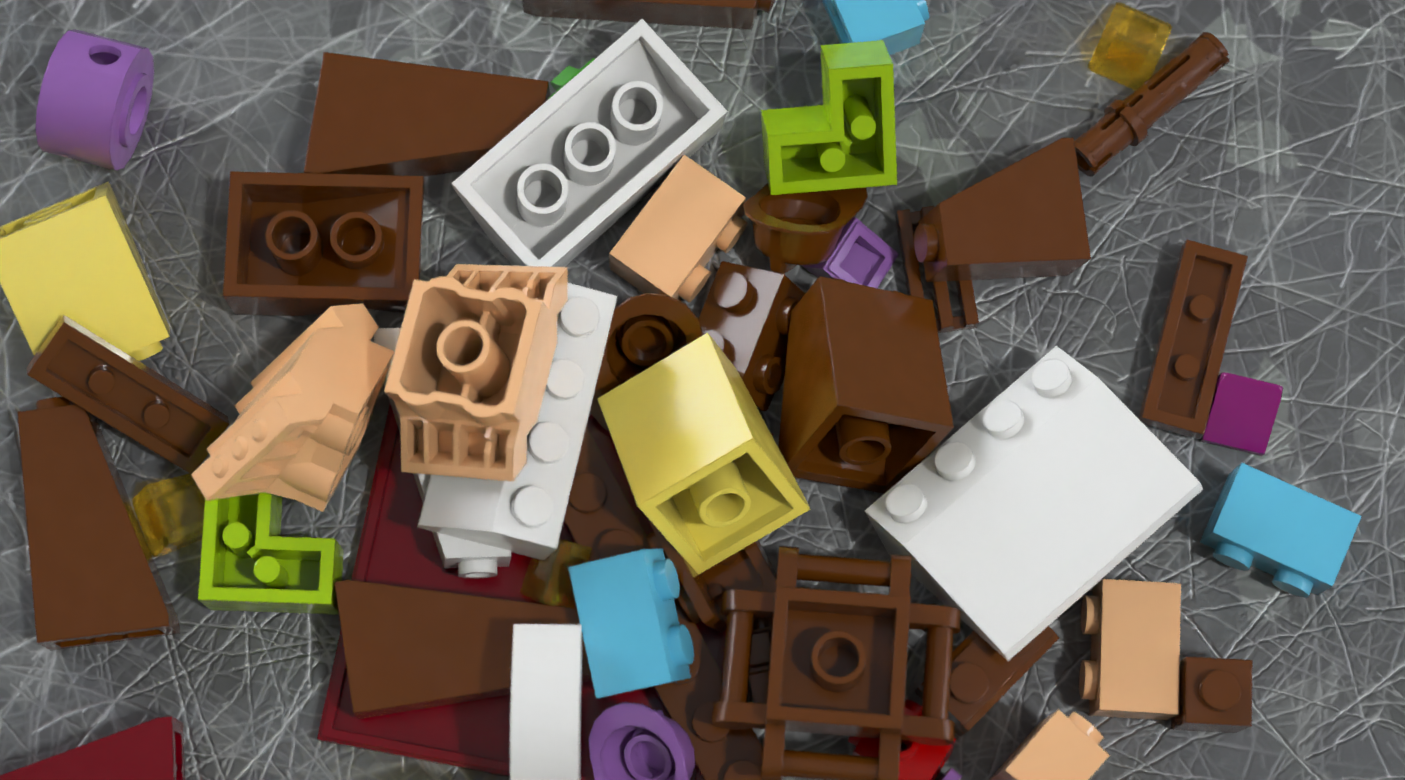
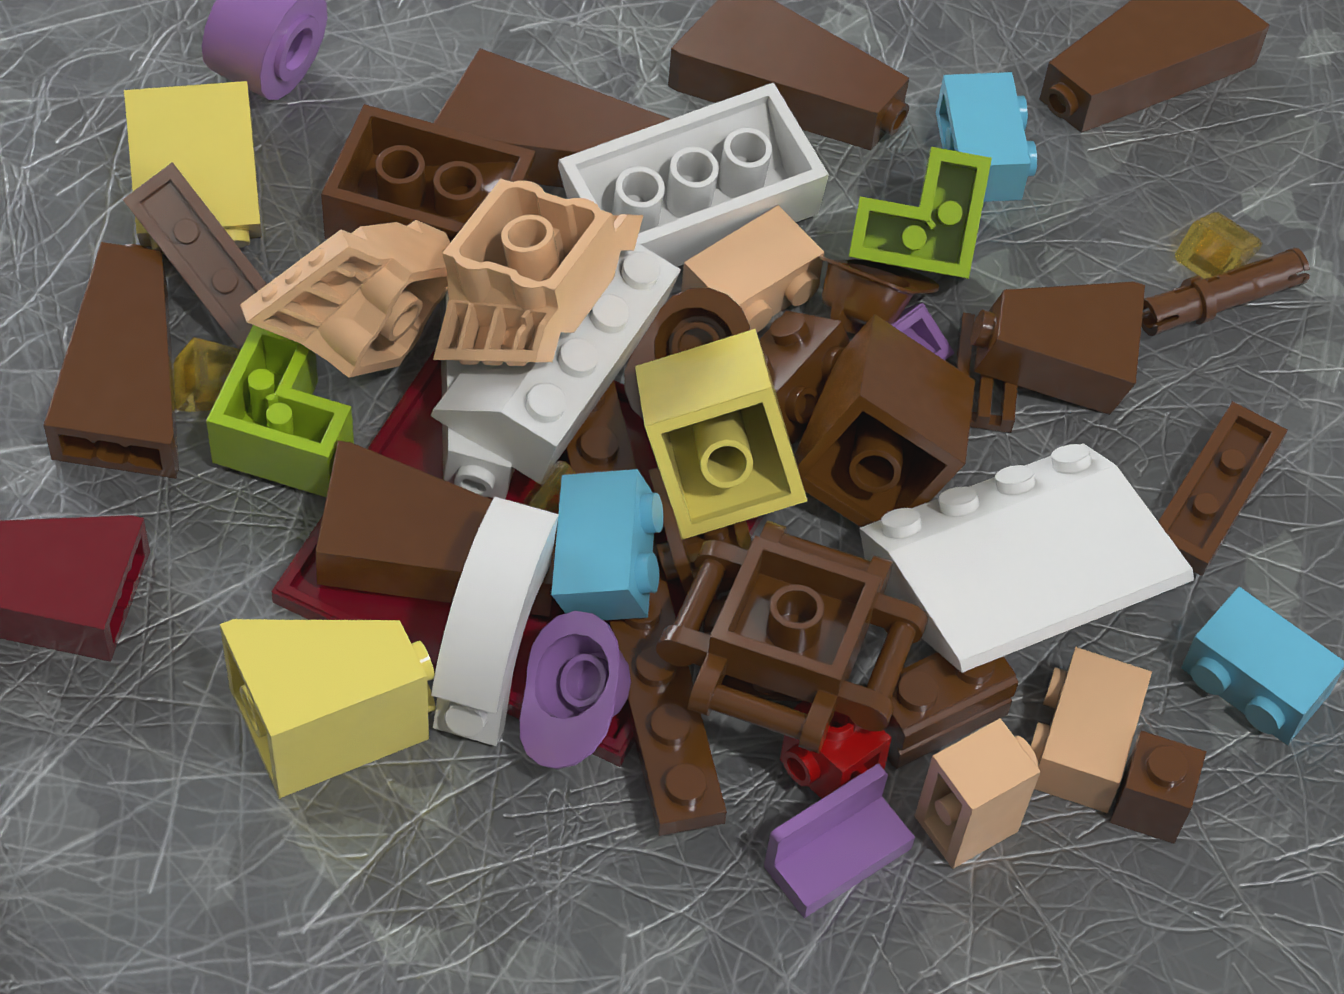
camera: 15 degrees right, 20 degrees down
(1242, 413) = (1250, 558): magenta slope -> none

